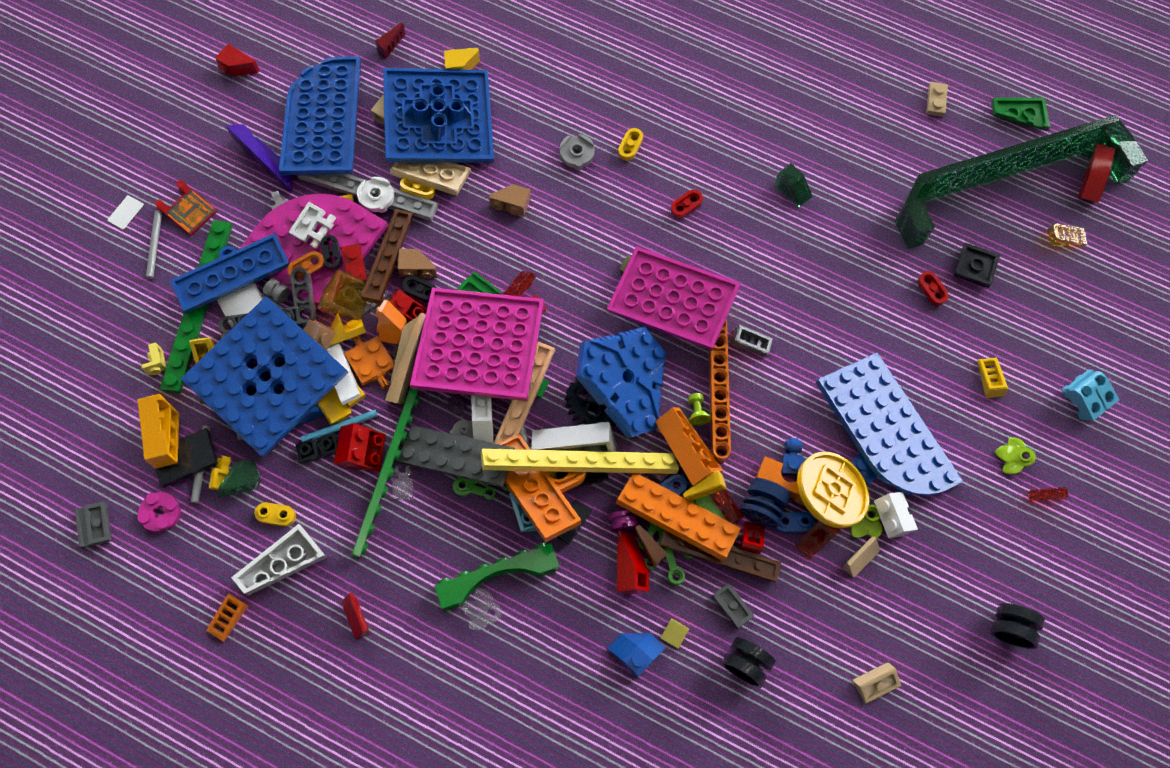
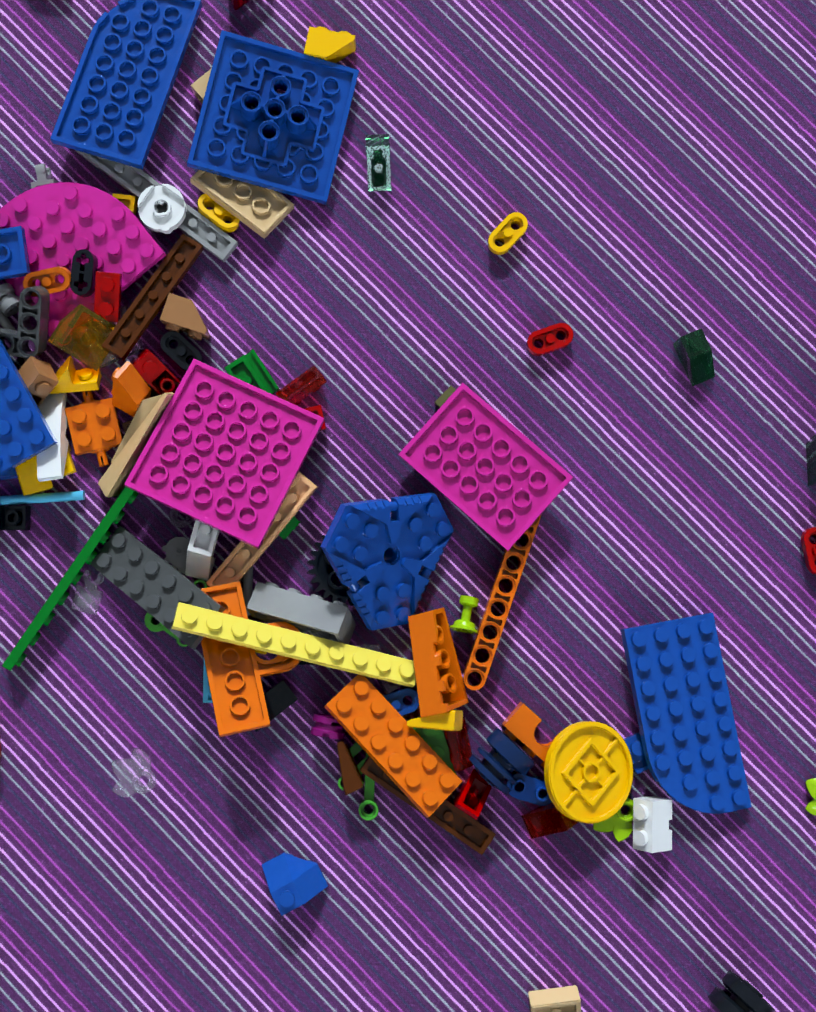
camera: 15 degrees right, 15 degrees up
(260, 153) = (36, 98): dark purple wedge -> none
(307, 223) = (64, 224): white plate -> none
(359, 448) = (50, 536): red slope -> none
(456, 591) = (108, 745): green arch -> none
(511, 199) = (332, 265): medium nougat slope -> none
(522, 124) = (378, 162): none -> slope
(575, 160) = (439, 209): light grey plate -> none
(631, 567) = (319, 783): red slope -> none
(674, 633) = (344, 873): light yellow slope -> none
(733, 605) = (421, 865): dark grey plate -> none
(748, 662) = (412, 941): black wheel -> none
(749, 346) = (547, 535): dark grey slope -> none
(791, 461) = (556, 717): blue plate -> none
(862, 557) = (593, 856): tan slope -> none

